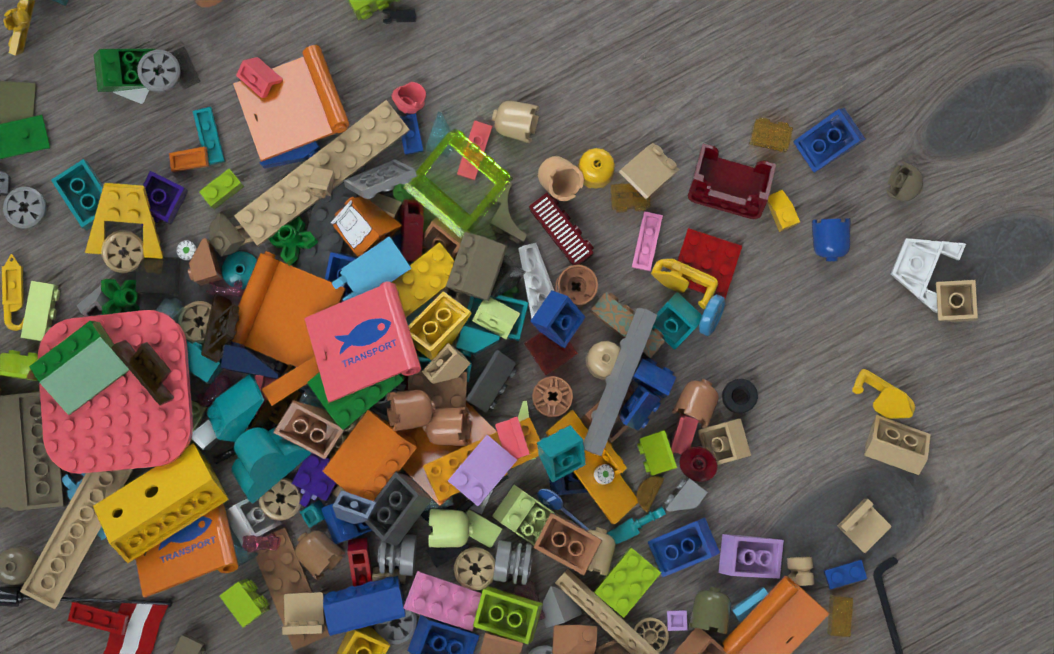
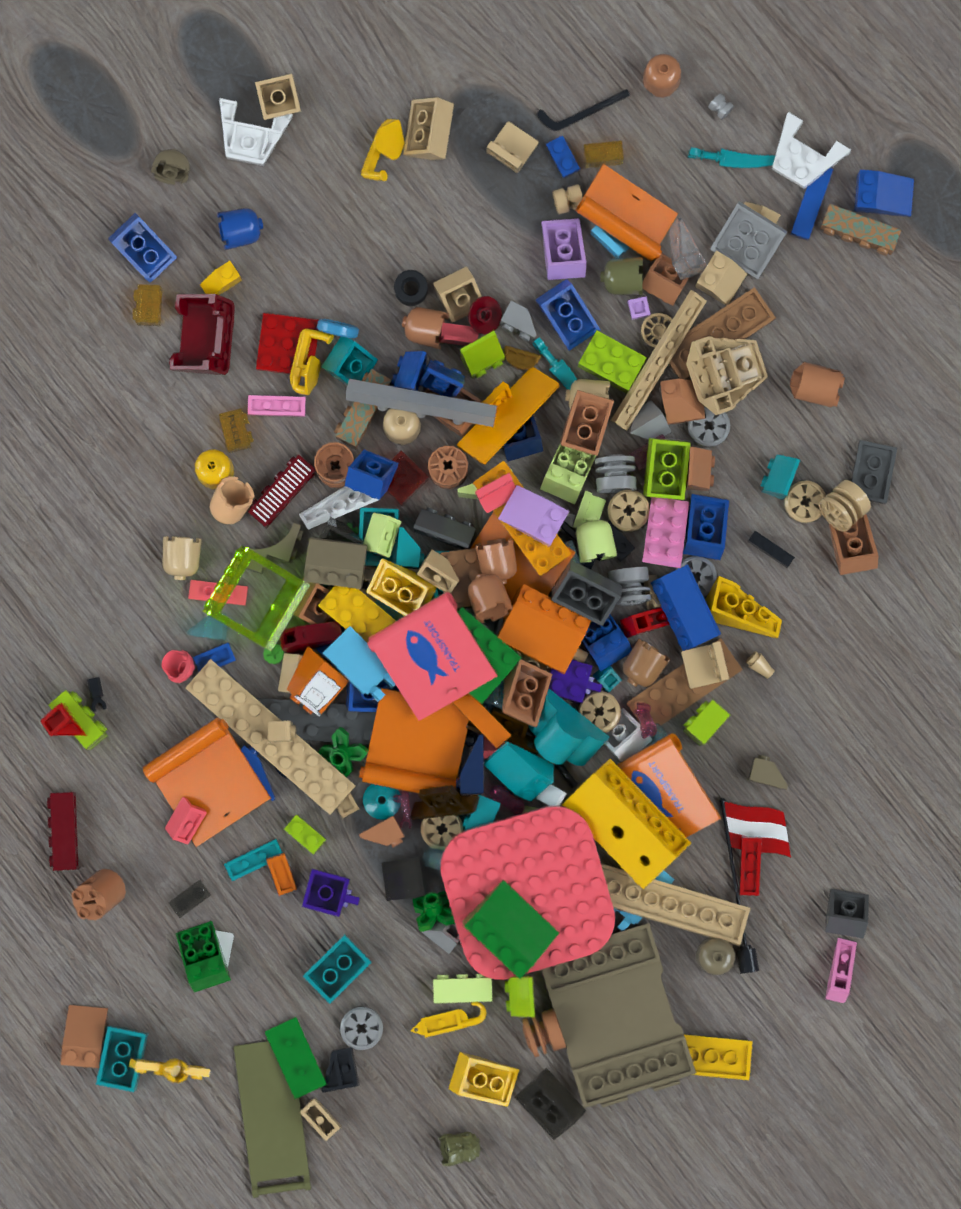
camera: 100 degrees left, 0 degrees up
(114, 259) = (382, 928): tan wheel -> none
(128, 205) = (341, 921): yellow wing -> none
(147, 368) = (498, 860): dark brown bracket -> none
(154, 60) = (207, 929): light grey wheel -> none
(186, 250) = (372, 857): white tile -> none
(224, 236) = (351, 821): dark tan slope -> none
(353, 508) = (594, 633): sand blue slope -> none
(380, 179) = (266, 675): light grey plate -> none
(553, 501) = (548, 446): piece -> none
(562, 453) = (501, 444): teal slope -> none
(604, 474) = (513, 402): white tile -> none
(649, 170) = (207, 414): tan slope -> none

